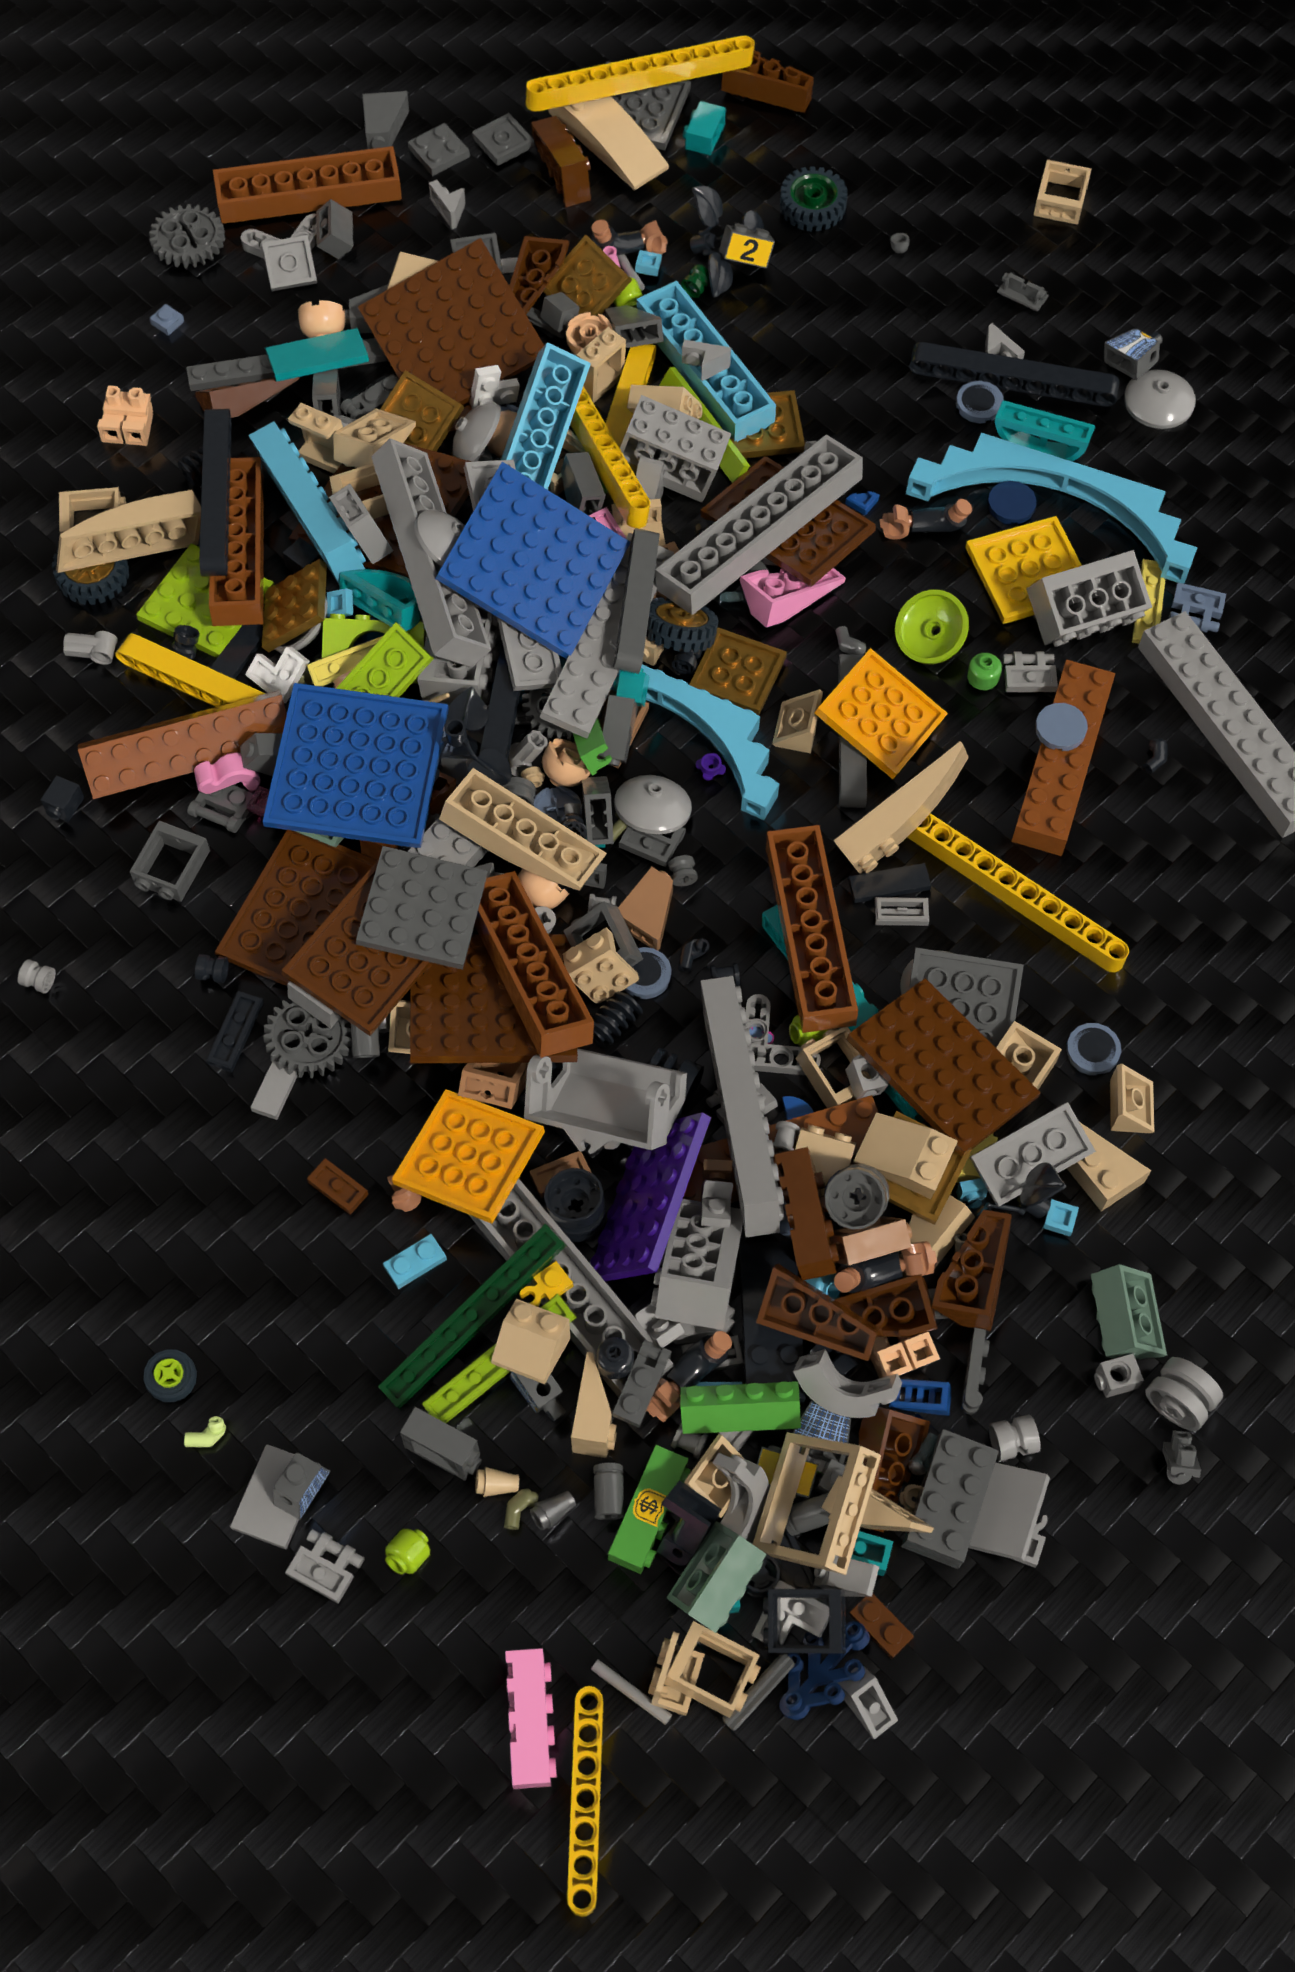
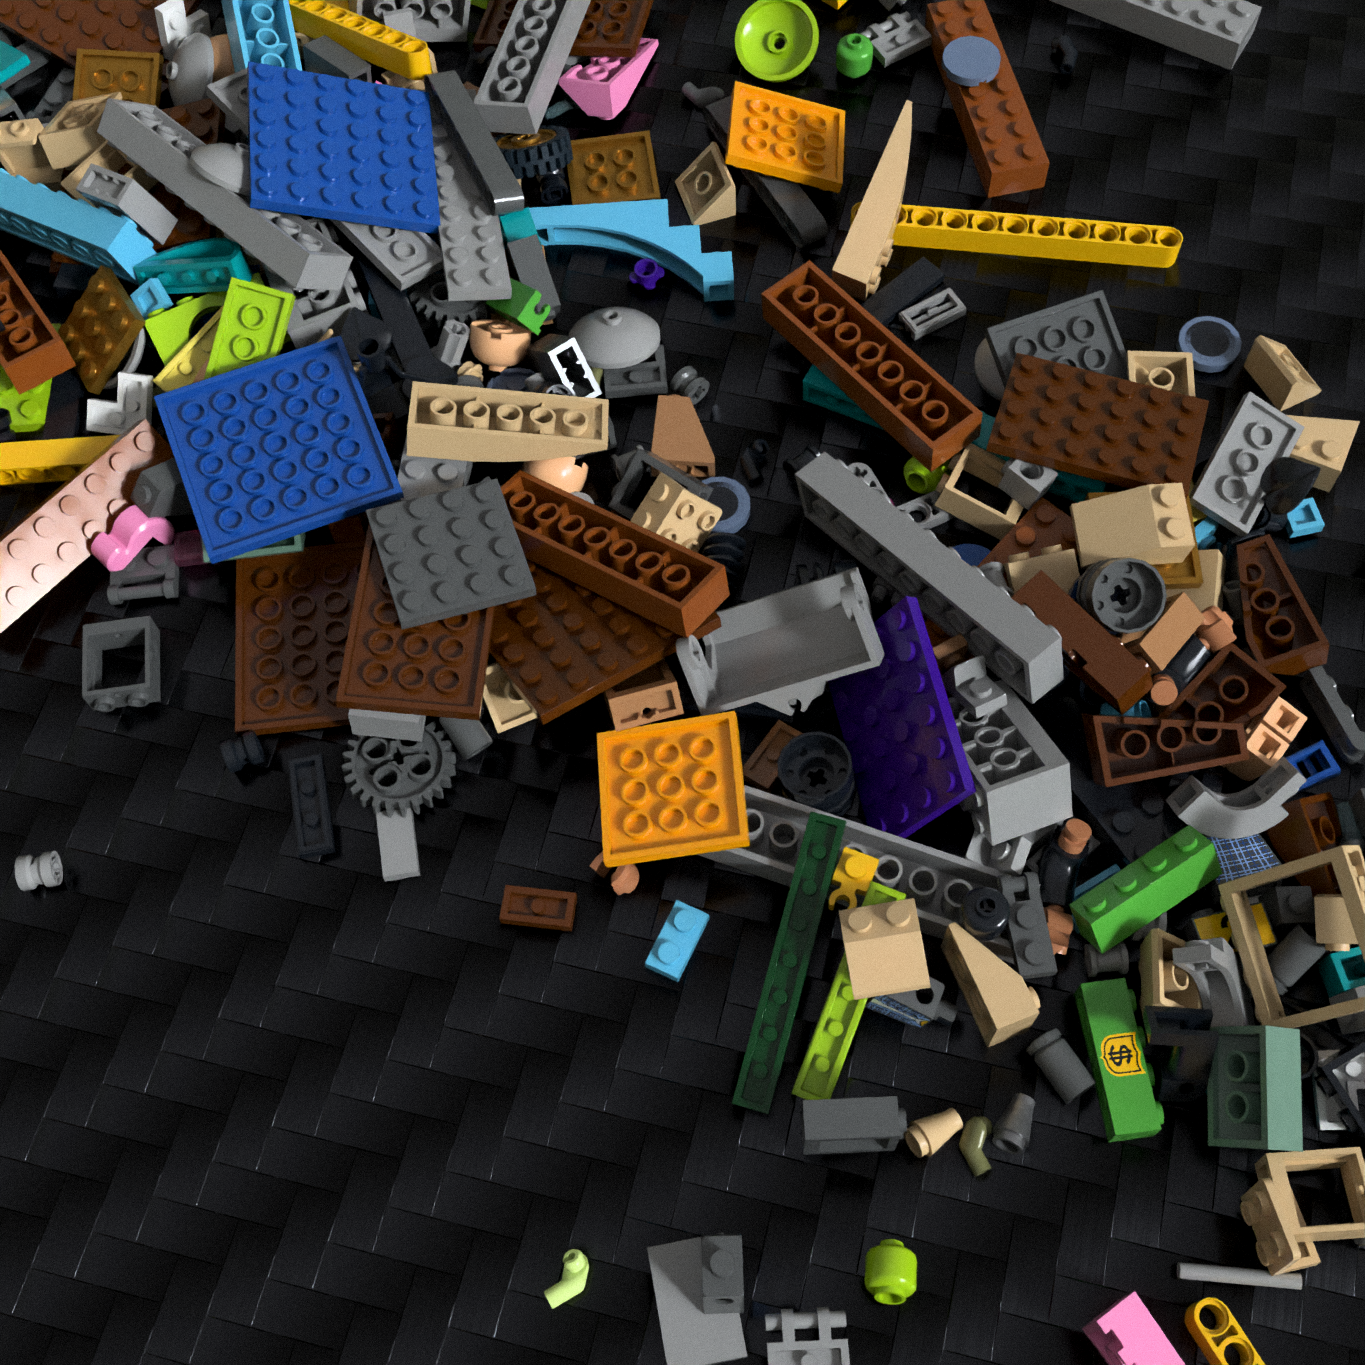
camera: 25 degrees left, 0 degrees up
(170, 1365) = (469, 1233): black wheel -> none

